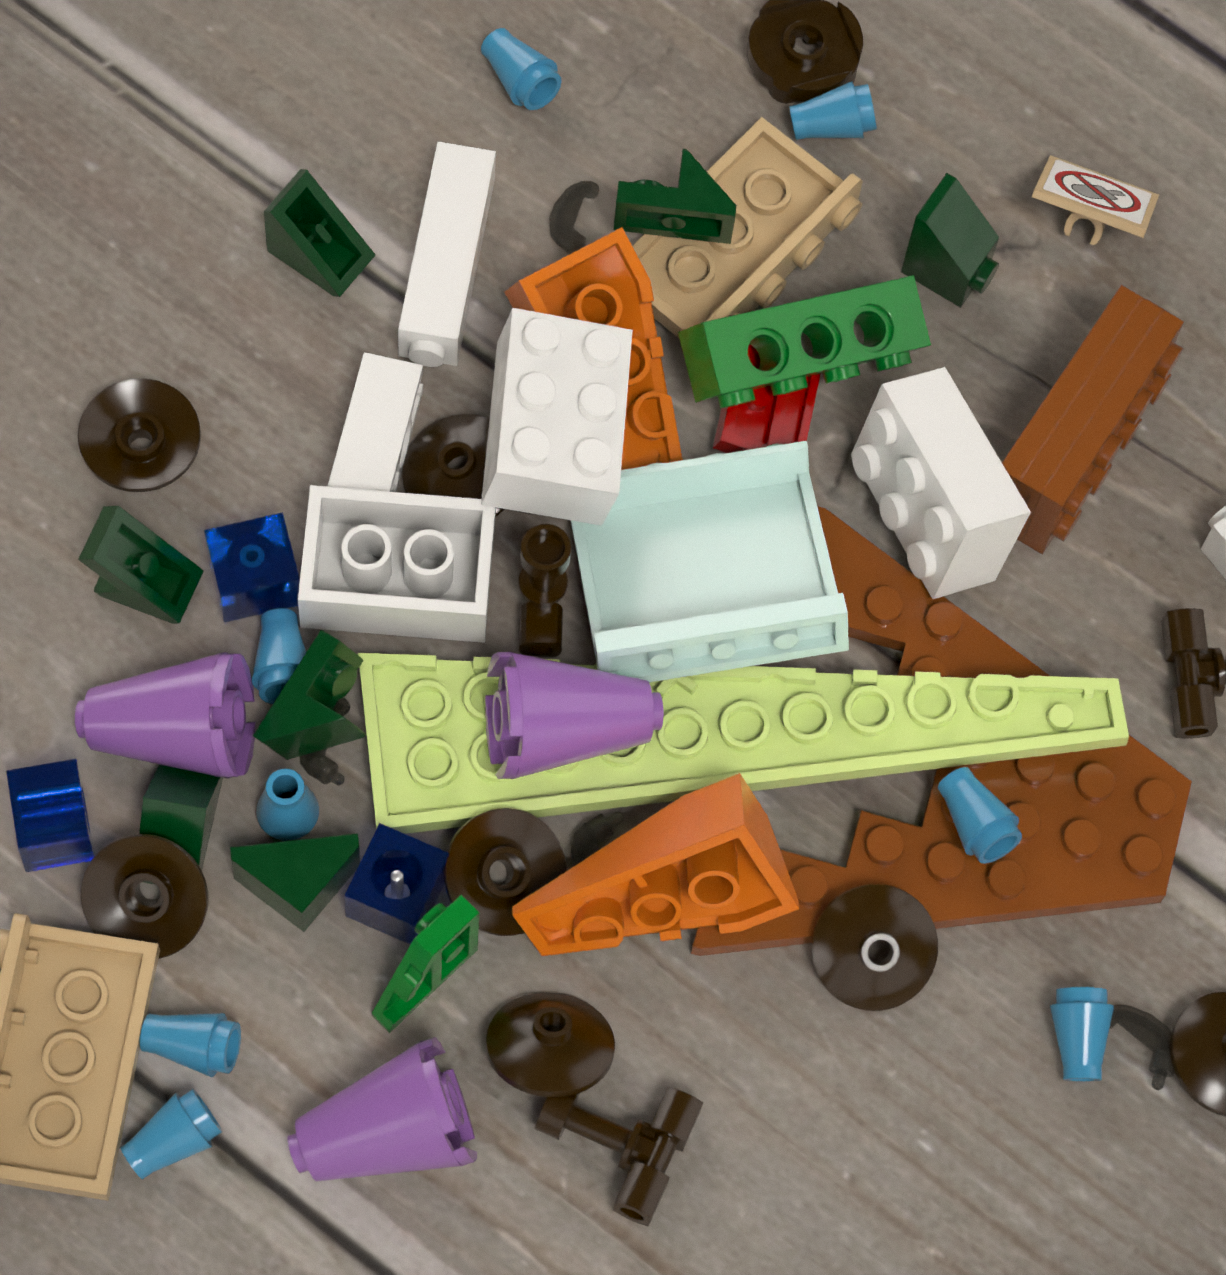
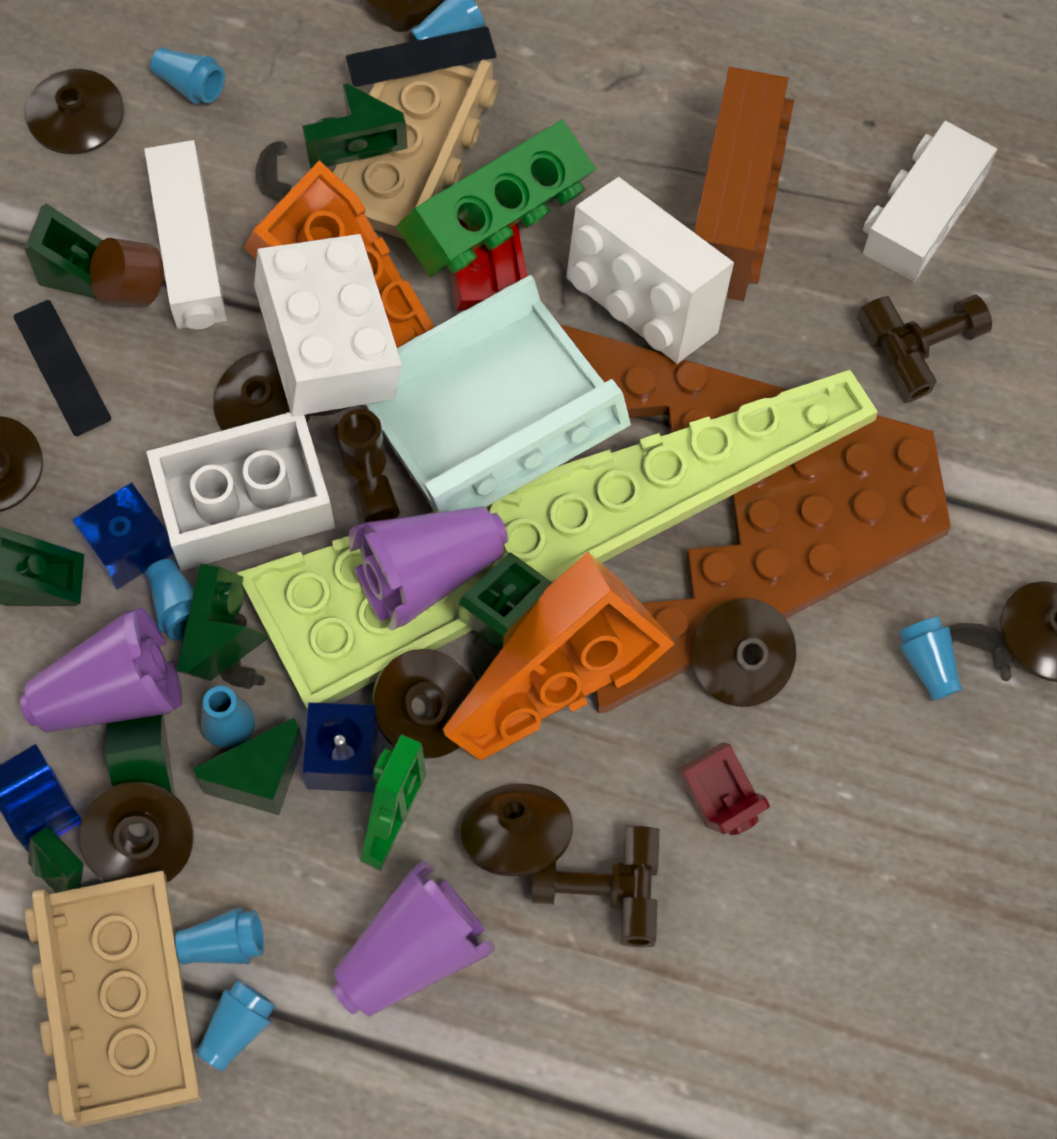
camera: 15 degrees left, 0 degrees up
(49, 891) = (54, 861): none -> dark green tile
(257, 354) = (62, 368): none -> black sticker
(365, 274) = (126, 272): none -> reddish brown piece
(378, 425) = (182, 385): white piece -> none
(384, 85) = (75, 126): none -> dark brown dish
(630, 789) = (502, 599): none -> dark green slope
(787, 142) = (420, 56): none -> black sticker
(789, 1088) = (722, 791): none -> dark red bracket
(951, 244) = (580, 87): dark green slope -> none
(980, 818) = (786, 518): dark azure cone -> none
(1095, 198) = (675, 18): piece -> none

